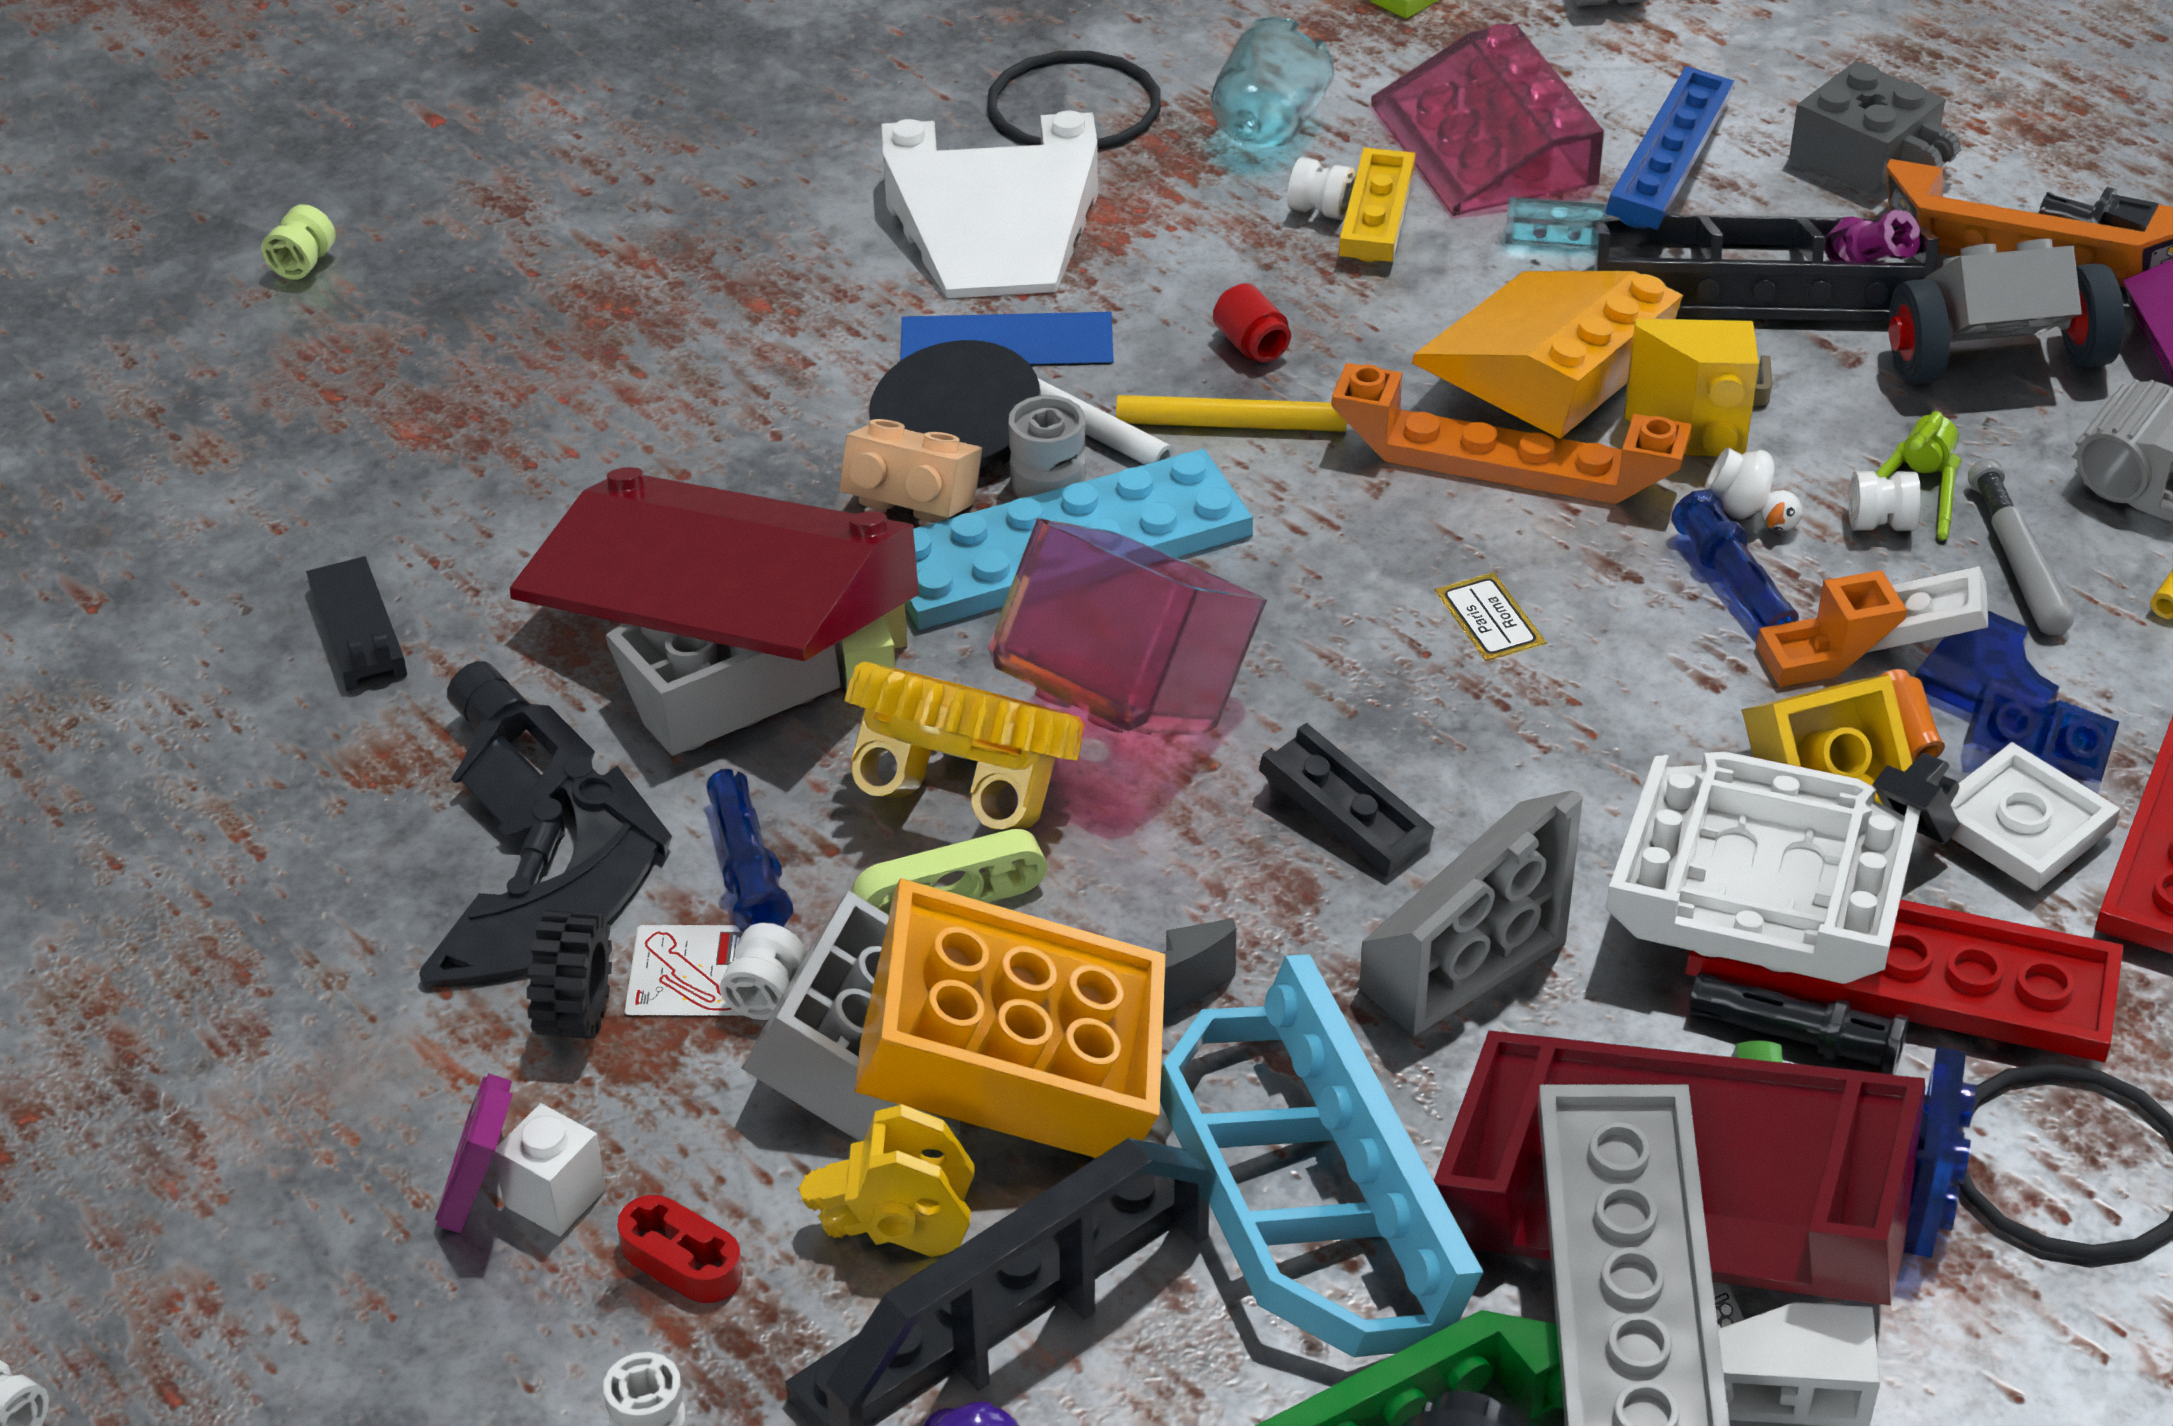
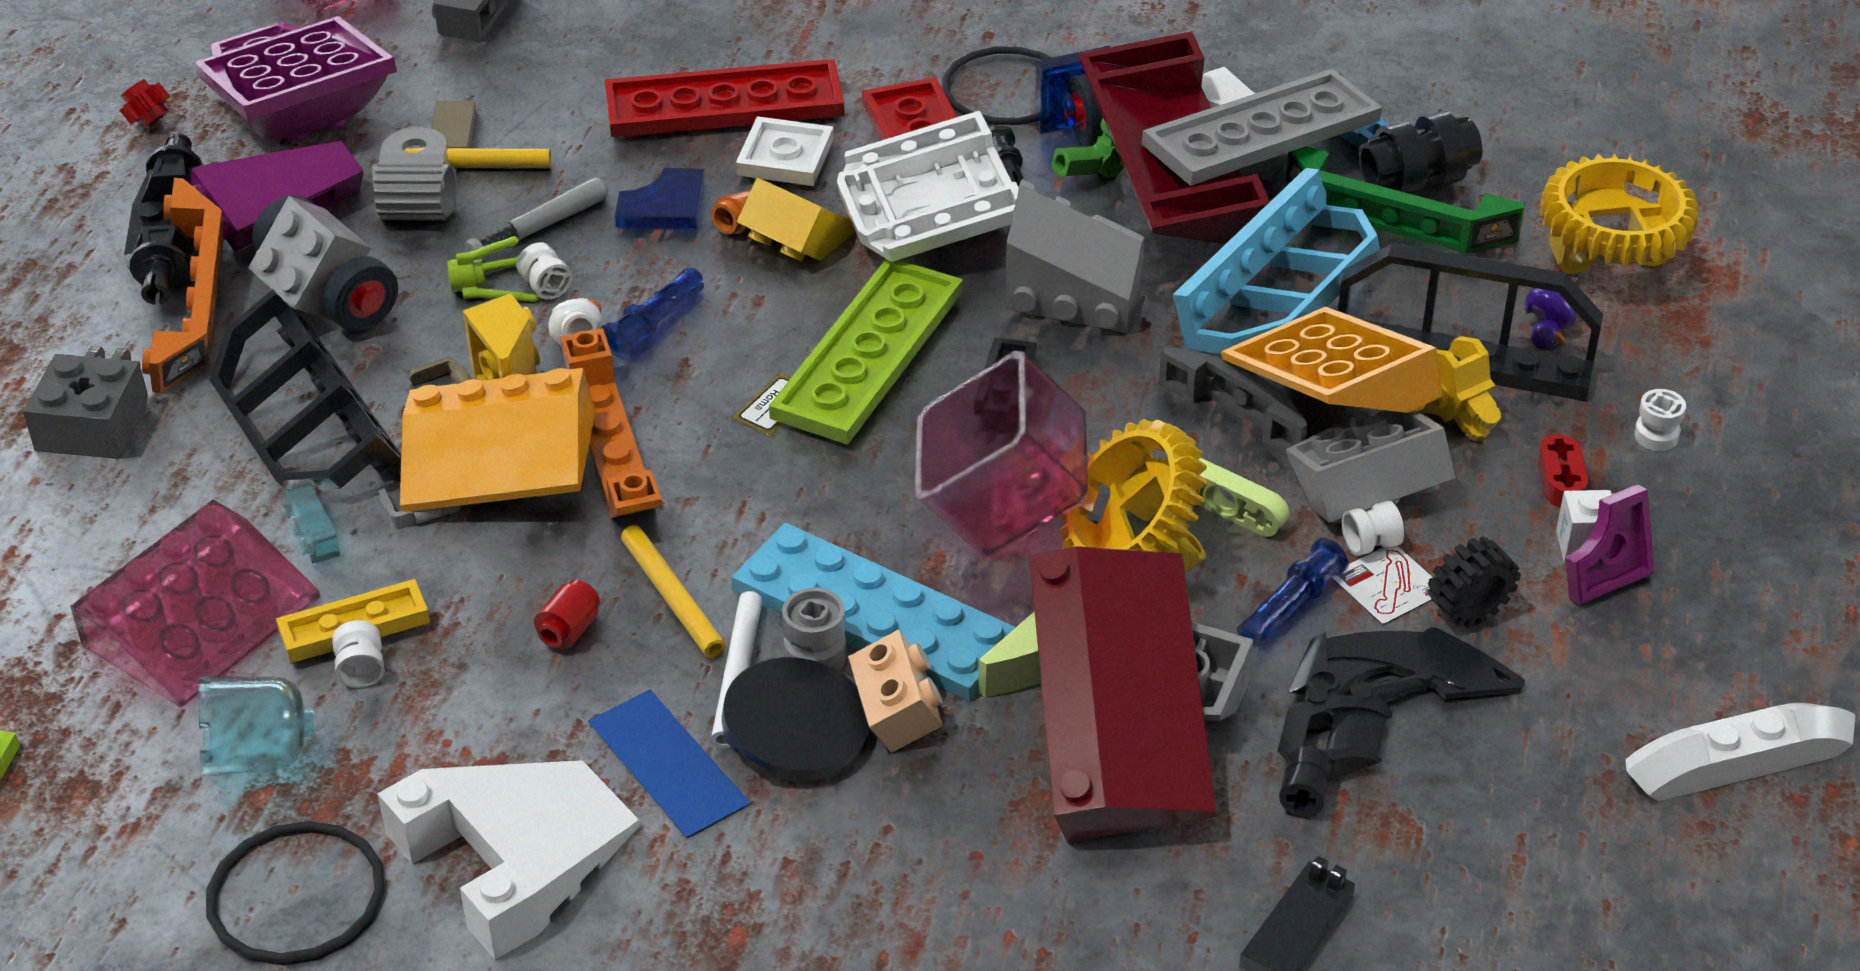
camera: 125 degrees left, 0 degrees up
(122, 1088) = (1740, 748): none -> white brick
(1504, 702) = (866, 350): none -> lime plate
(1669, 149) = (184, 482): blue plate -> none
(1850, 621) = (685, 244): orange slope -> none
(1873, 240) = (266, 340): magenta connector -> none
(1924, 789) = (824, 162): black tile -> none
(1939, 607) = (649, 219): white plate -> none
(2055, 732) = (714, 158): clear blue slope -> none

